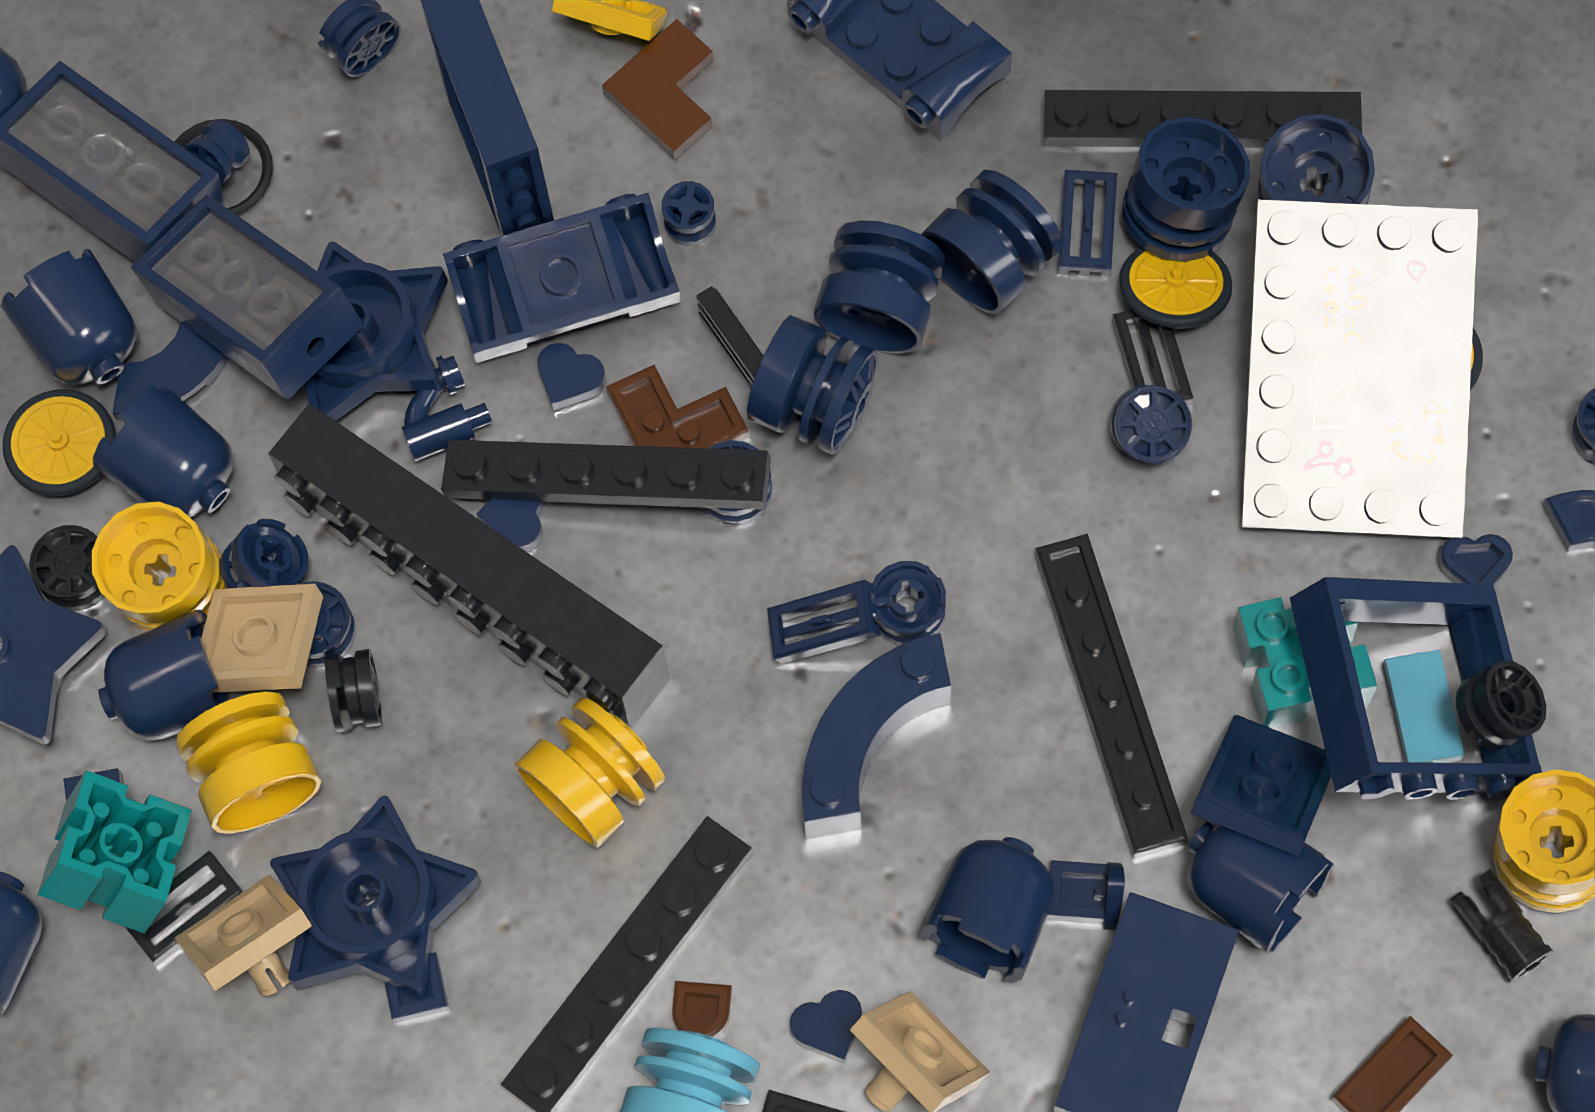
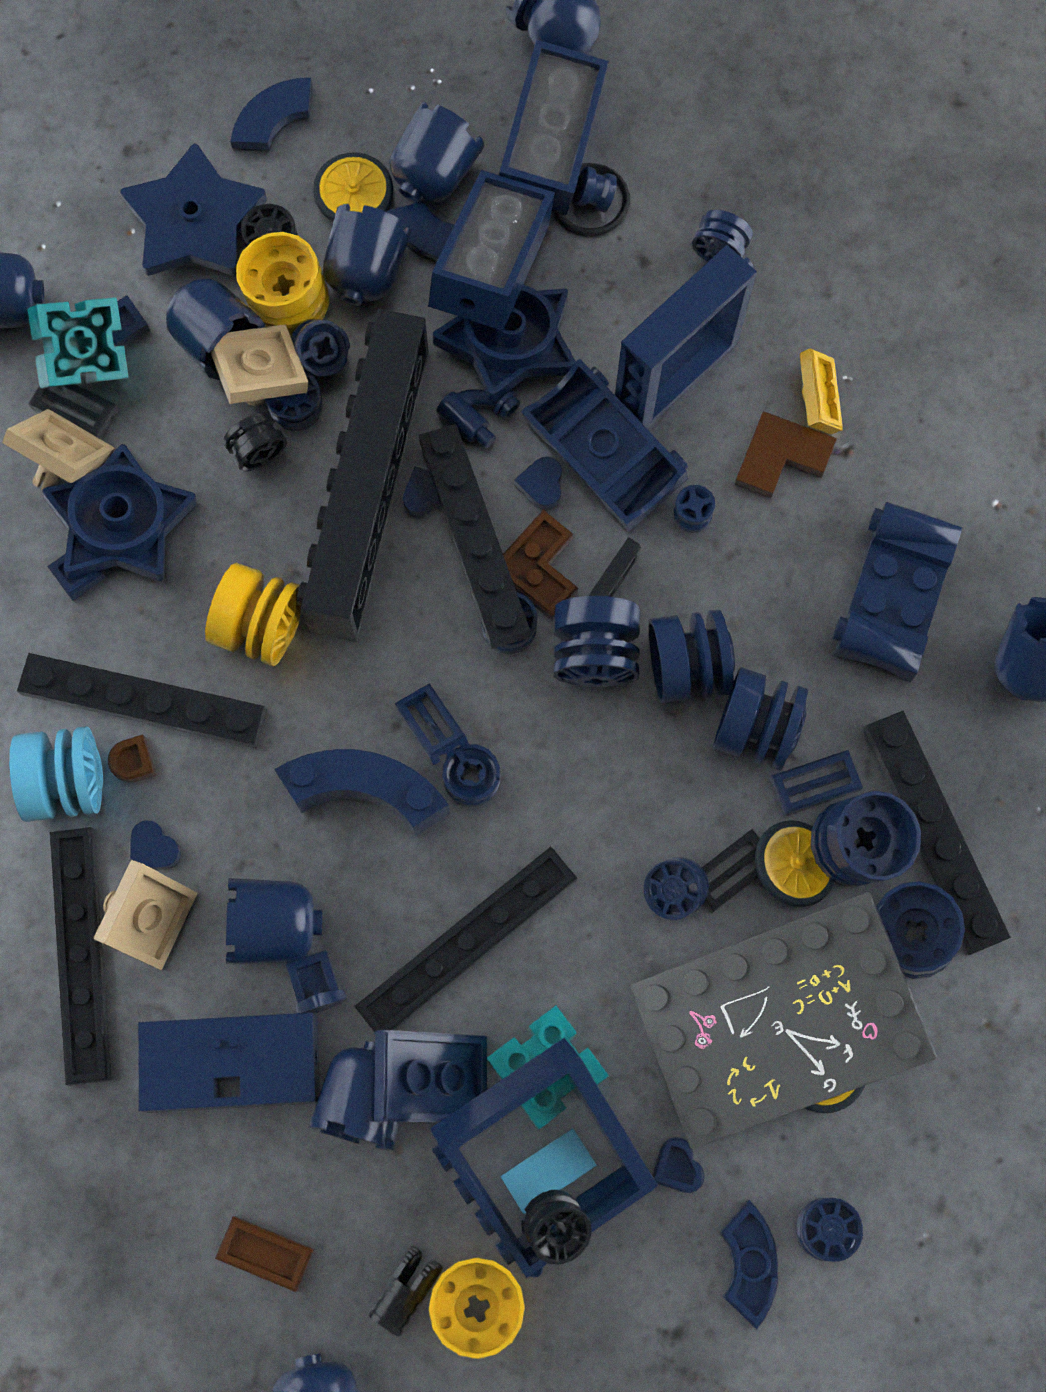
camera: 60 degrees right, 5 degrees up
(248, 762) = (180, 390): yellow wheel -> none

